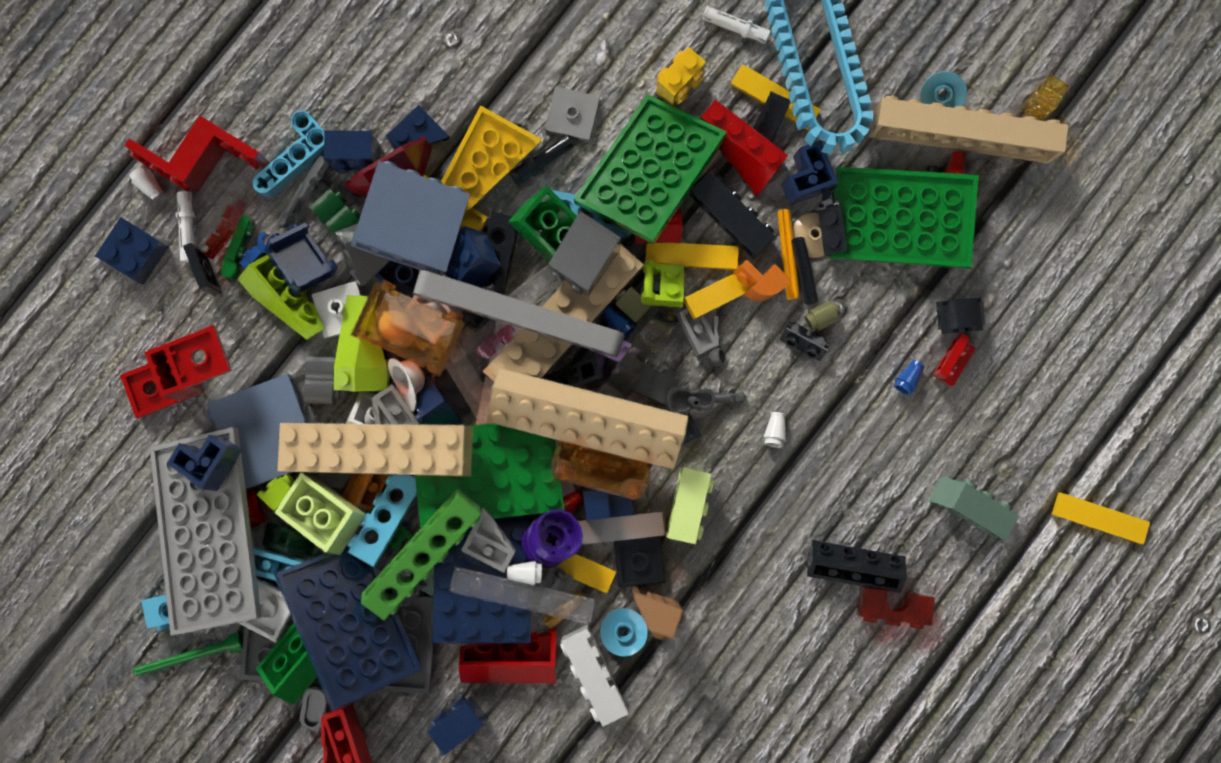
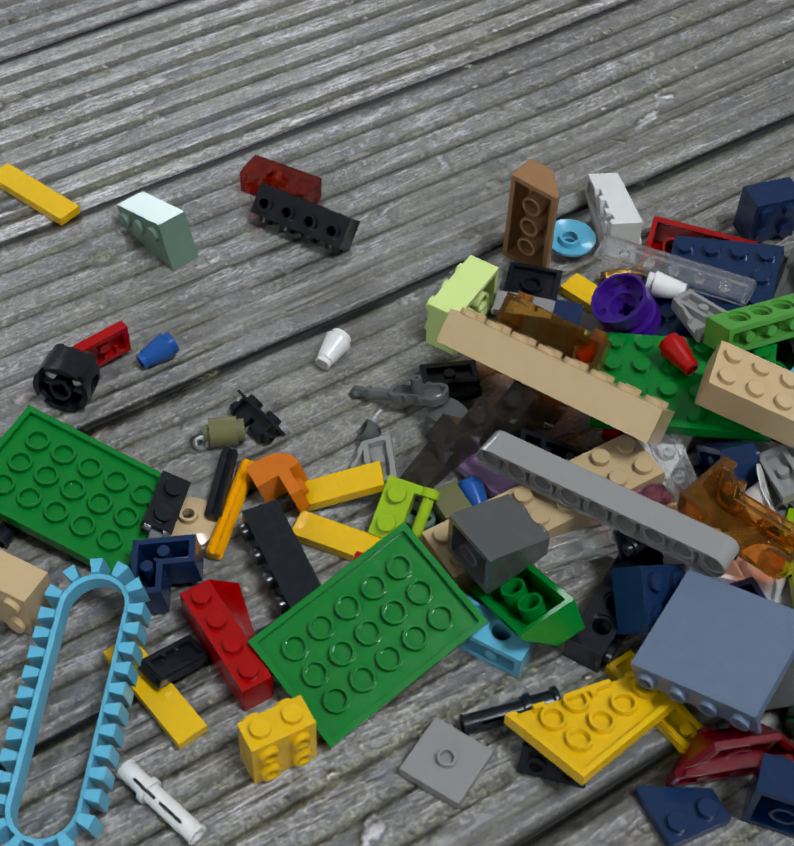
camera: 160 degrees left, 35 degrees down
(497, 486) = (676, 351): none -> red cone

